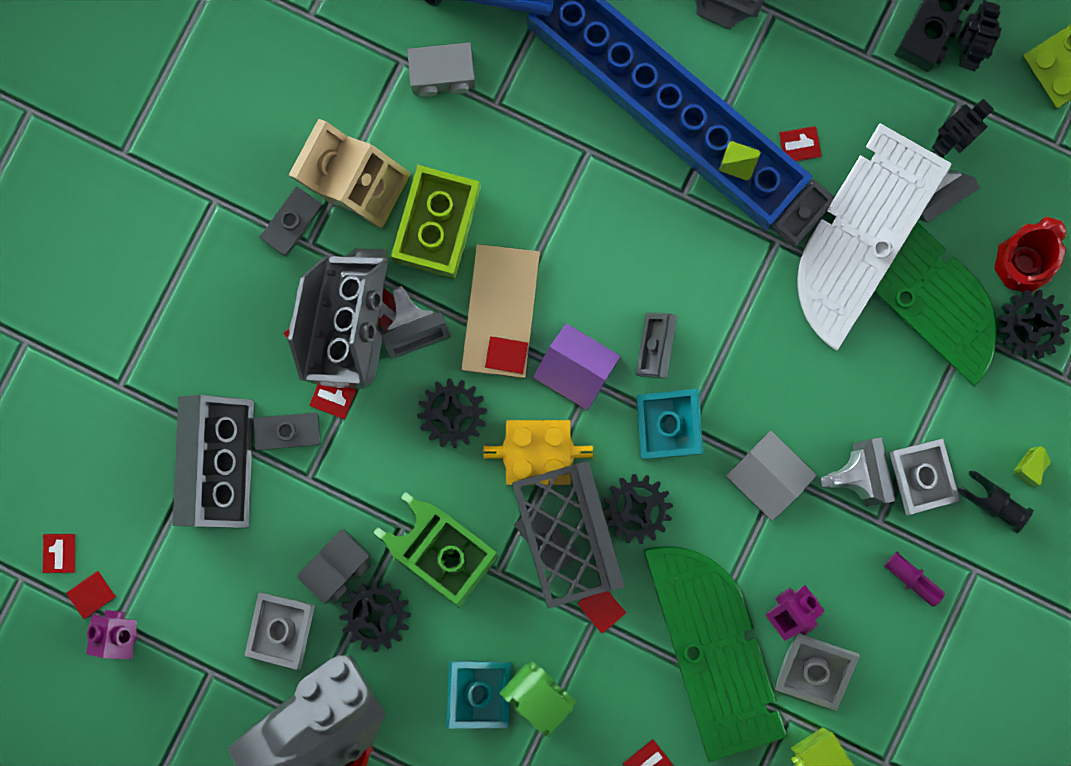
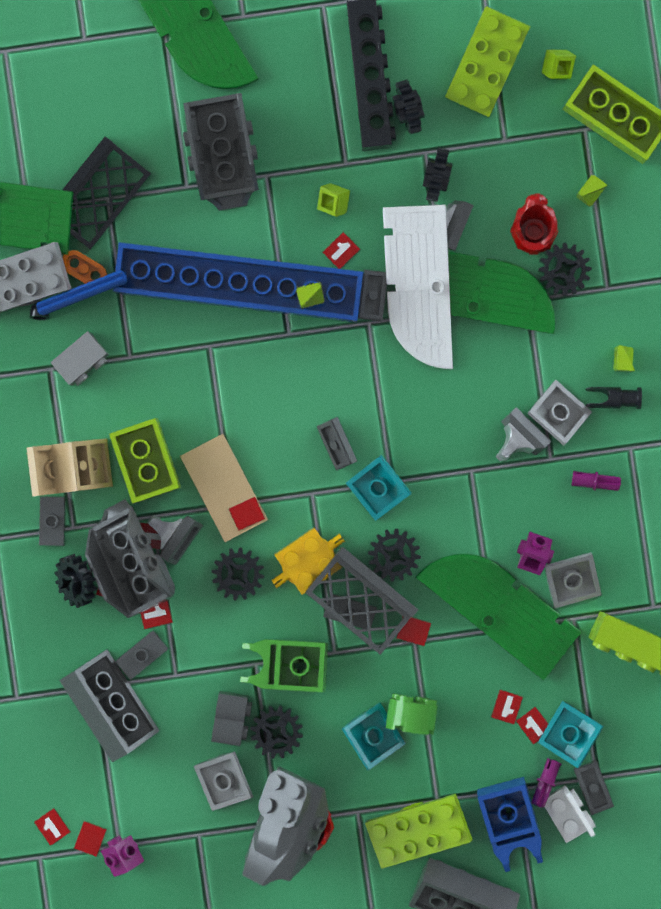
camera: 30 degrees left, 5 degrees up
(271, 299) = (75, 580): none -> black gear
(576, 366) = (295, 490): medium lavender slope -> none
(771, 475) = (464, 476): light grey slope -> none
(828, 83) = (333, 199): none -> lime slope

